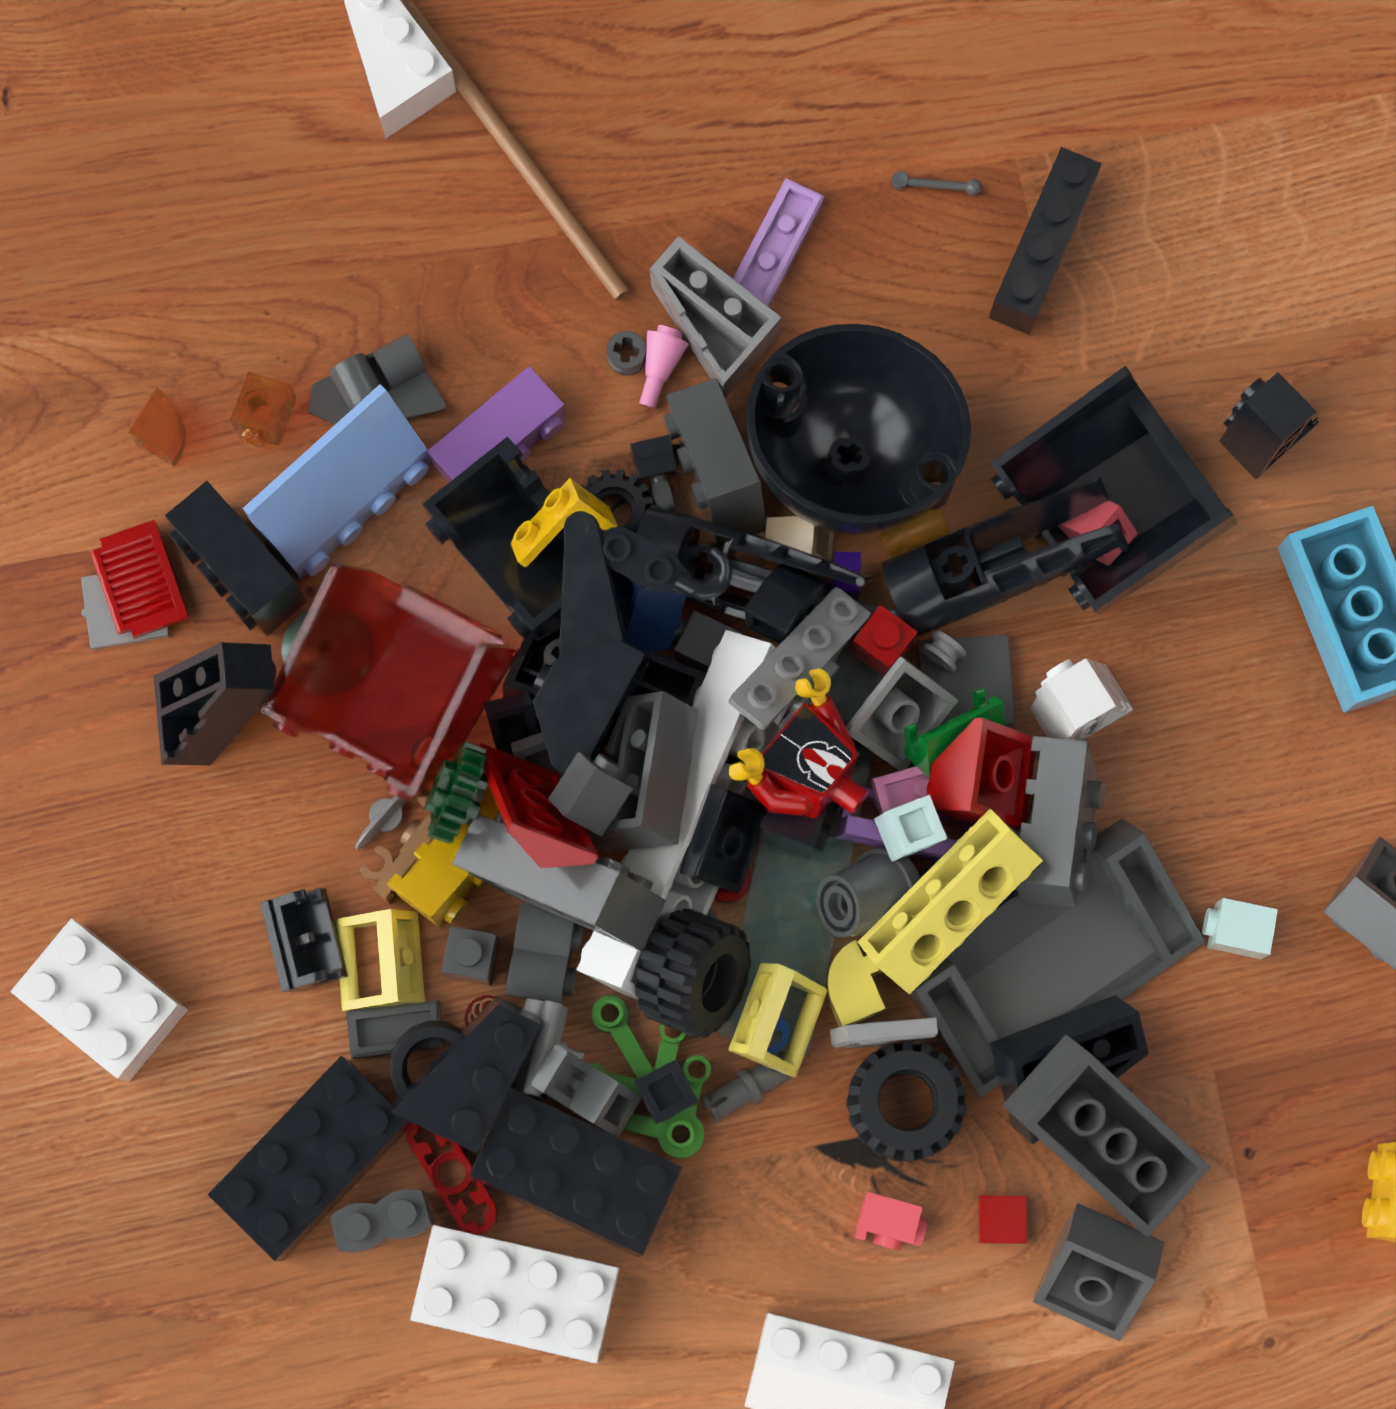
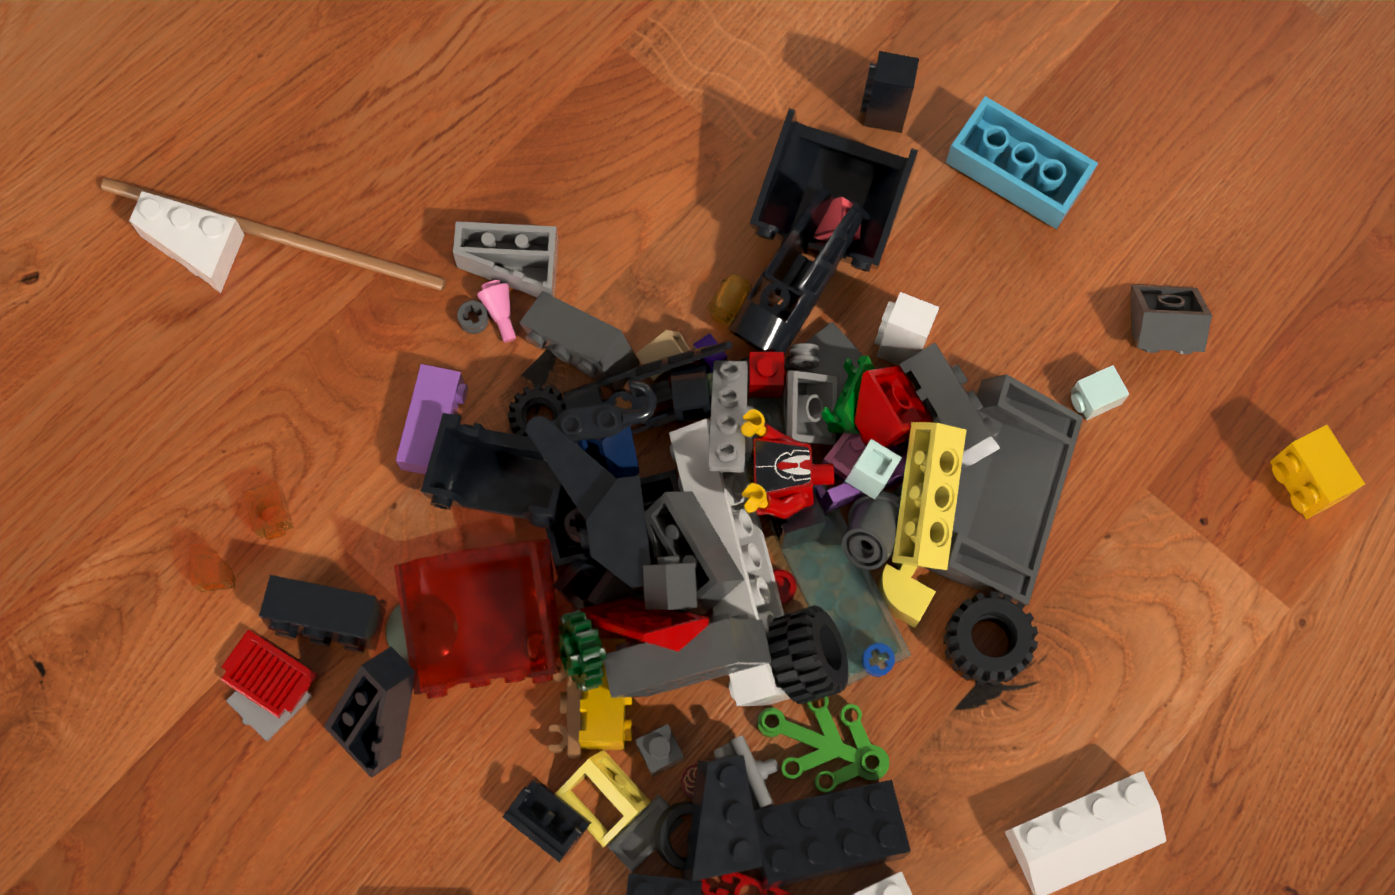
camera: 40 degrees left, 5 degrees down
(339, 484) = (357, 518): light blue slope -> none
(384, 816) = (537, 706): light grey piece -> none
(393, 366) = (331, 447): dark grey panel -> none
(538, 532) = (508, 445): yellow bracket -> none
(543, 956) = (703, 716): dark grey brick -> none
(586, 1090) = (798, 777): dark grey brick -> none
(654, 463) = (541, 368): black piece -> none
(666, 1092) = (847, 740): black brick -> none
(697, 640) = (654, 455): dark grey brick -> none
(724, 839) = (764, 560): black tile -> none
(746, 1088) = (889, 702): dark grey pin -> none
(762, 1013) = (869, 648): light yellow tile -> none
(778, 240) = (514, 184): lavender tile -> none
(862, 403) = (656, 257): black piece -> none
(882, 1033) = (947, 606): light grey tile -> none
(890, 1222) = (1035, 718): coral brick -> none
(901, 181) = (562, 103): dark grey hinge -> none
(1002, 1219) = (1098, 667): red tile -> none
(1045, 240) = (676, 78): black brick -> none
(1099, 1272) = (1179, 654): dark grey slope -> none
(1106, 1029) = (1062, 544): black wedge -> none
(1106, 1135) = (1124, 567): dark grey brick -> none

